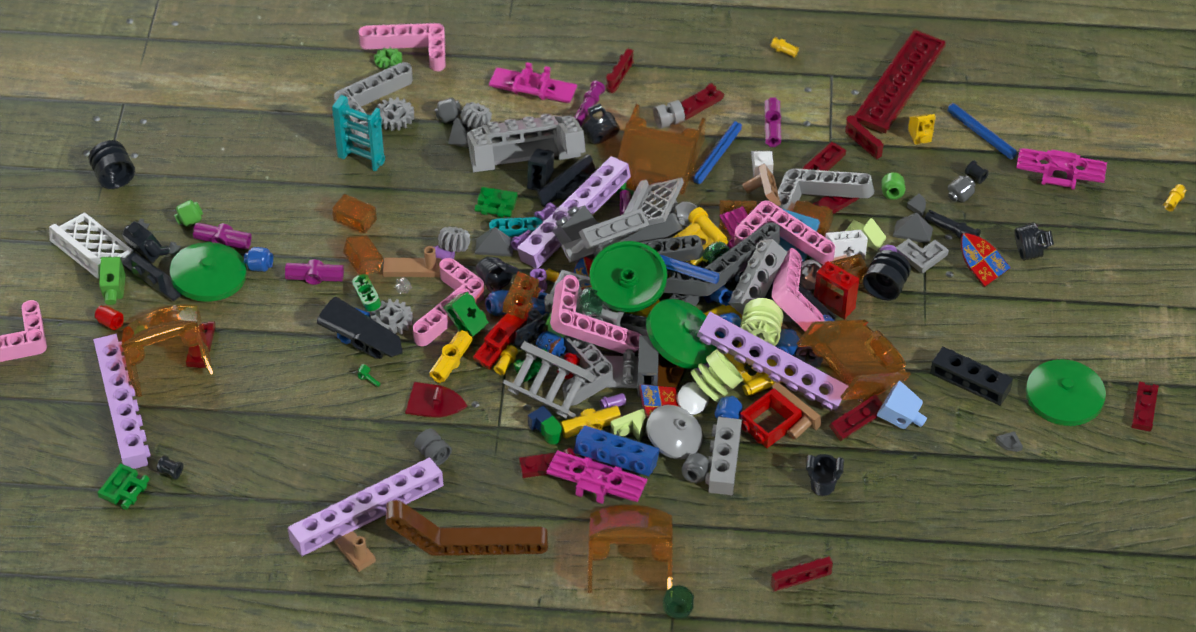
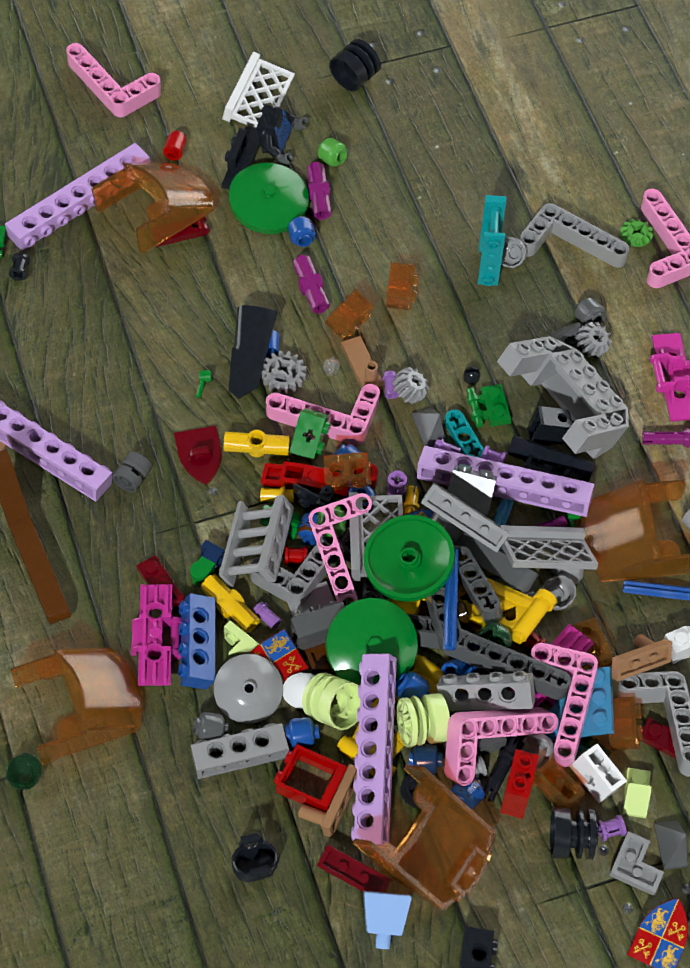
camera: 65 degrees right, 10 degrees up
(112, 279) = (214, 127): bright green torso -> none
(371, 295) = (292, 344): green beam -> none
(396, 113) = (558, 267): light grey gear -> none
(464, 203) = (471, 375): none -> black hinge
(495, 273) = (384, 438): black piece -> none
(588, 303) = (351, 534): clear green hair -> none
(600, 129) = (644, 462): black piece -> none
(801, 573) = (112, 883): dark red plate -> none

